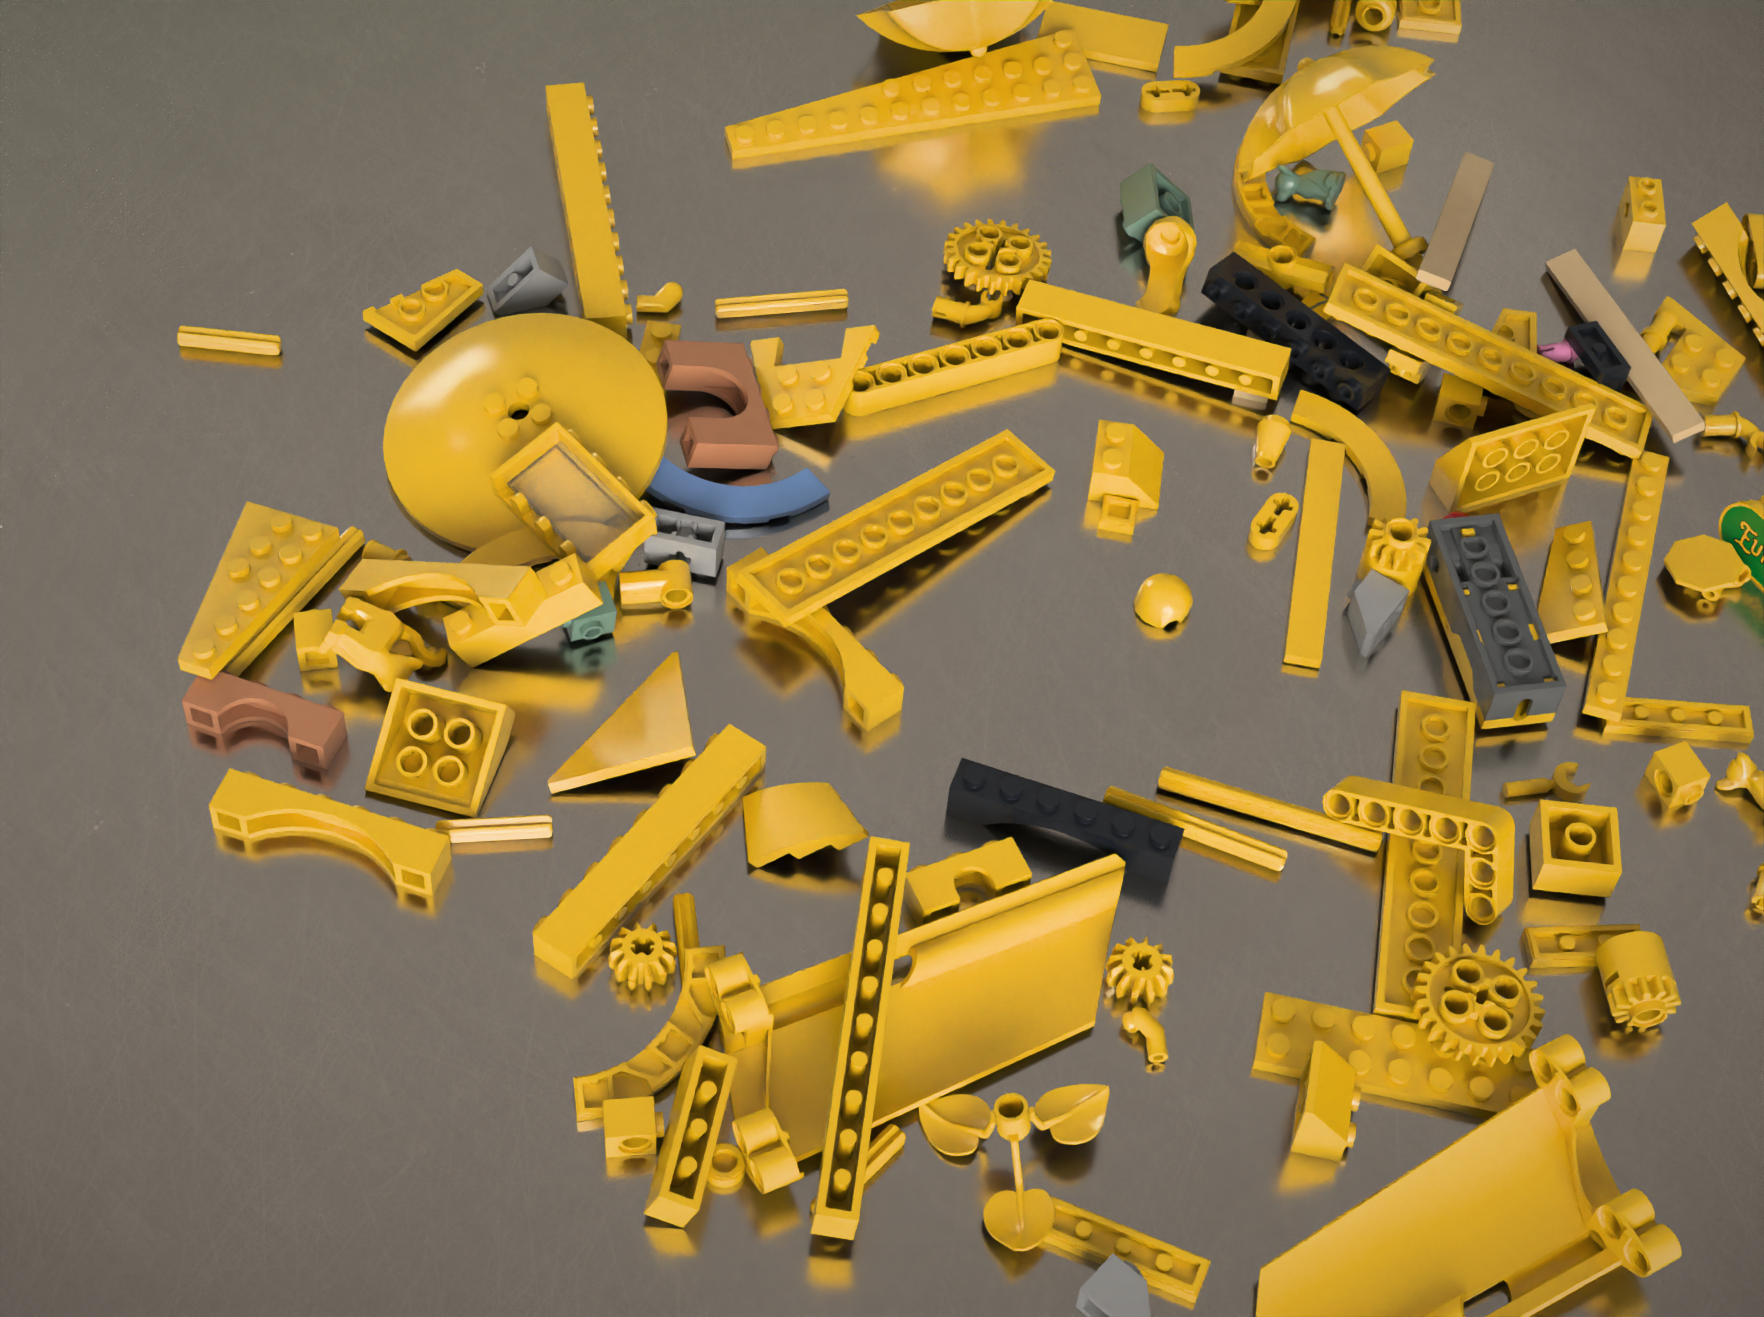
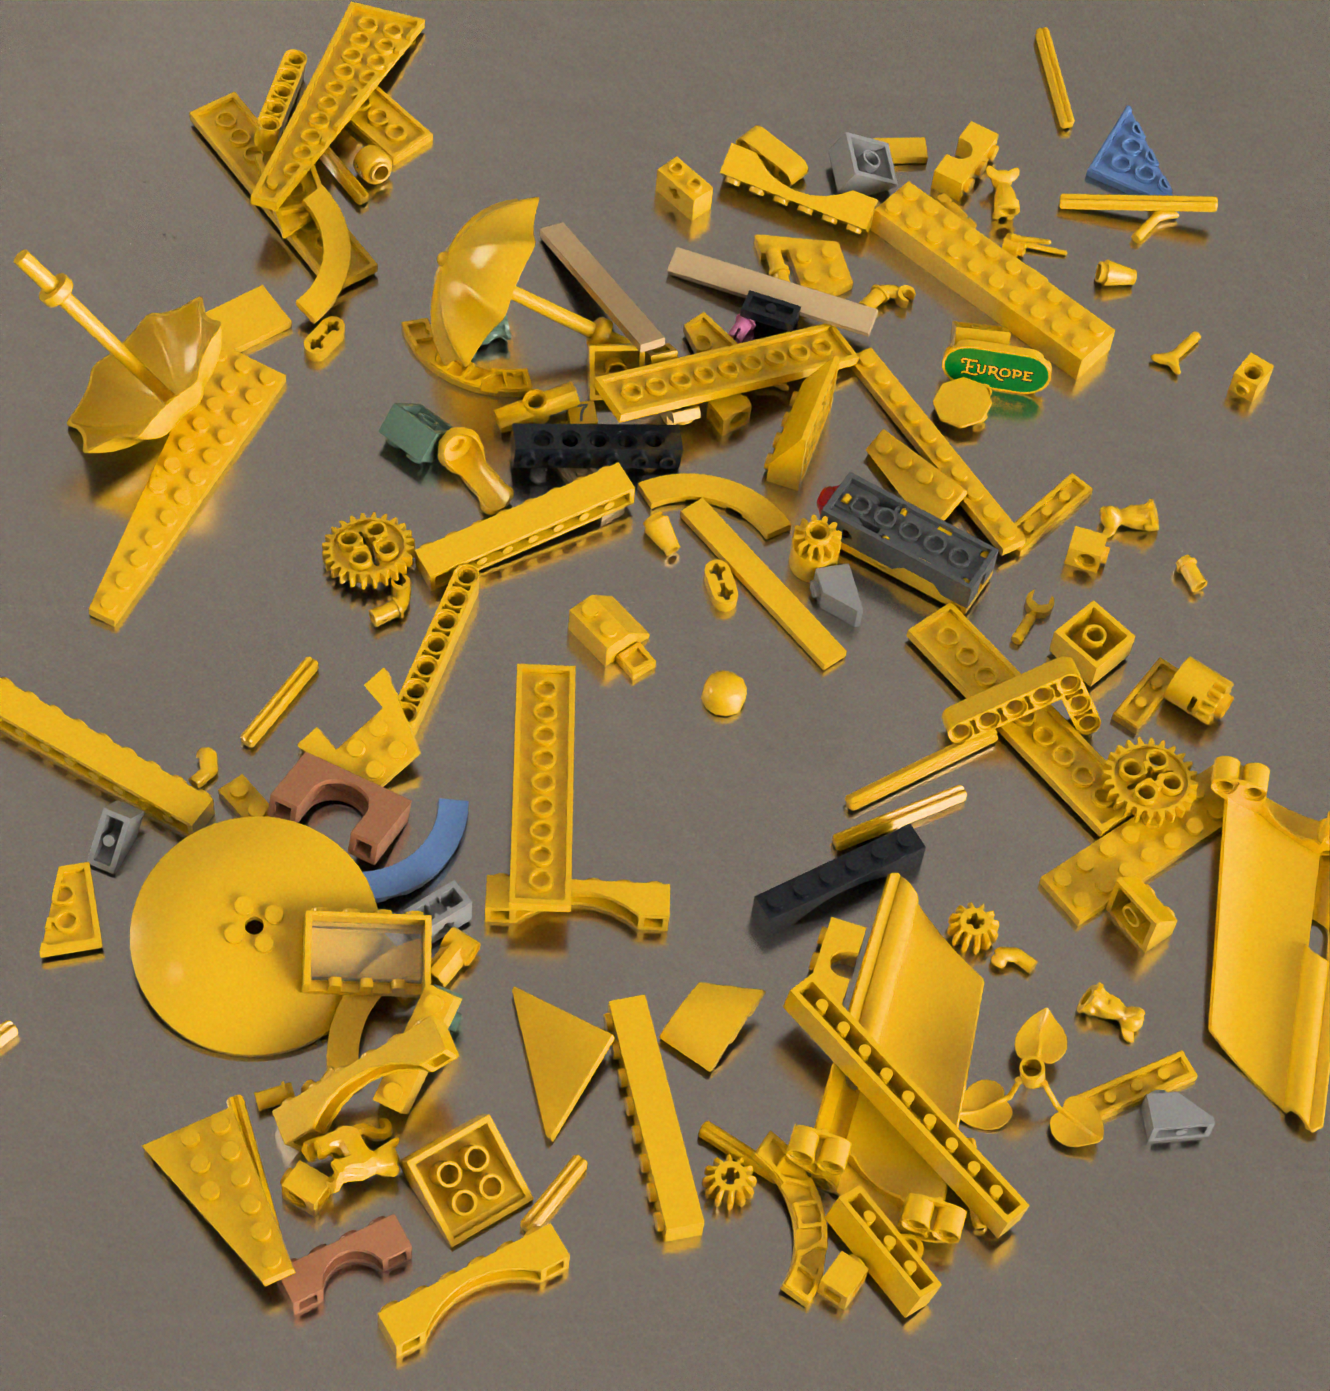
camera: 50 degrees left, 5 degrees up
(1184, 1154) = (1107, 1006): none -> yellow animal

